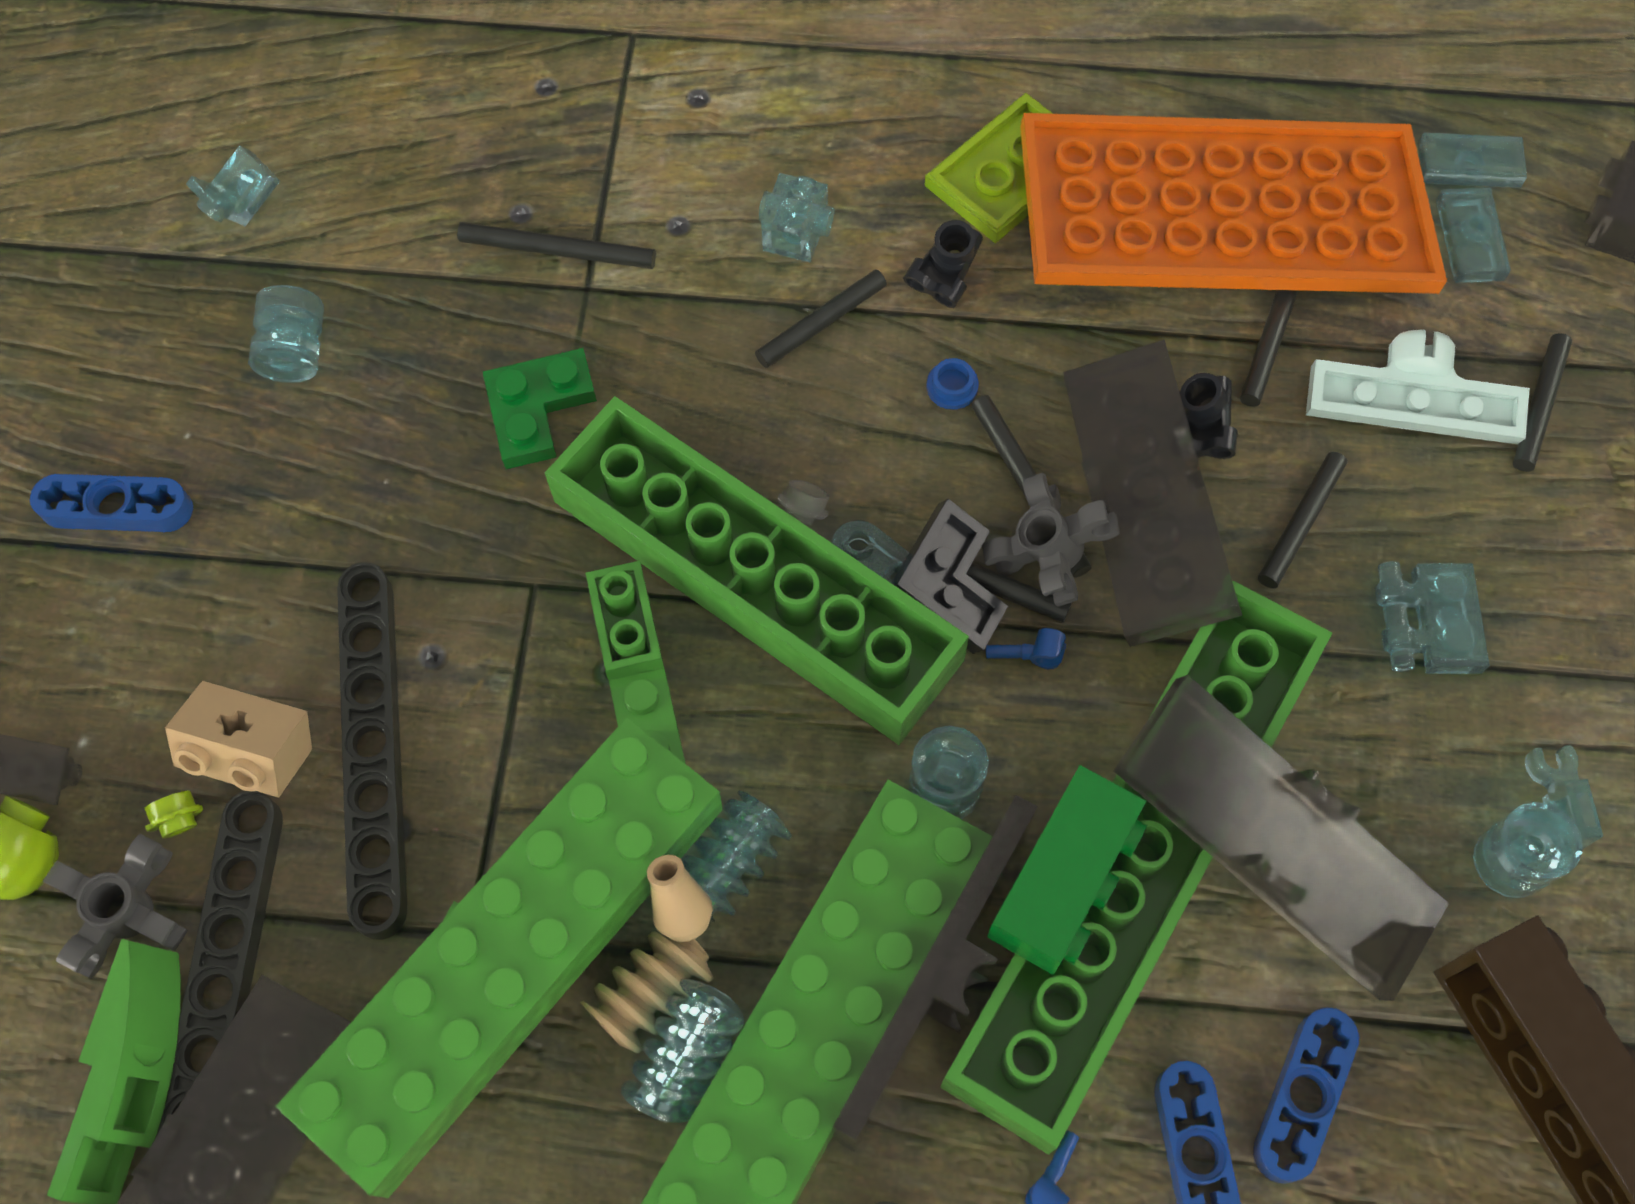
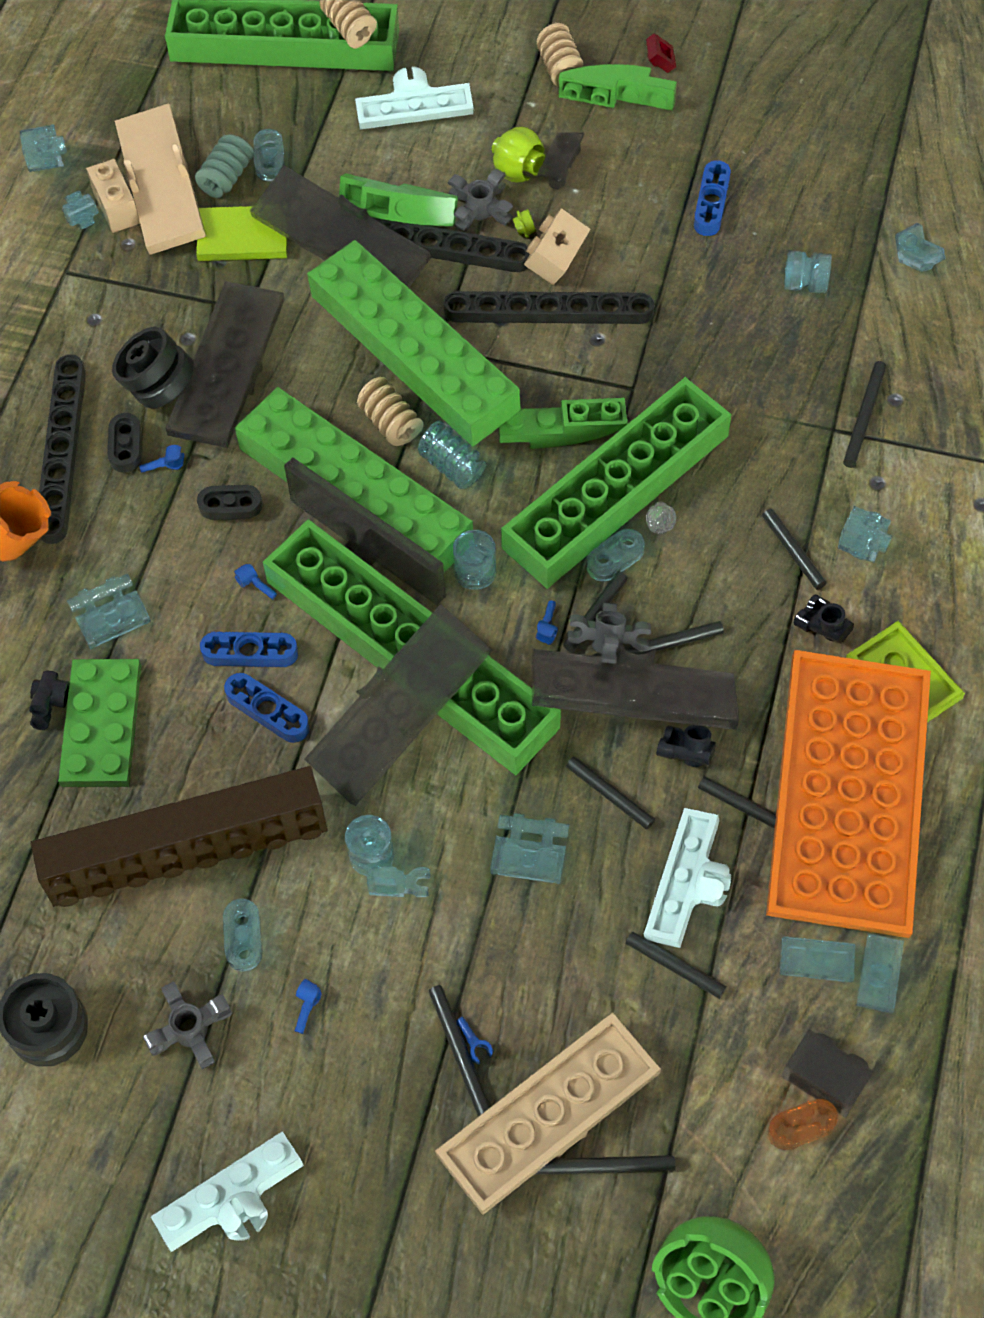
camera: 100 degrees right, 5 degrees down
(524, 395) = (753, 387): green plate -> none
(678, 902) = (420, 411): tan cone -> none
(687, 1057) = (352, 416): clear light blue piece -> none
(938, 578) = (594, 570): plate -> none
(952, 384) = (734, 611): blue plate -> none
(1069, 871) = (396, 580): green brick -> none

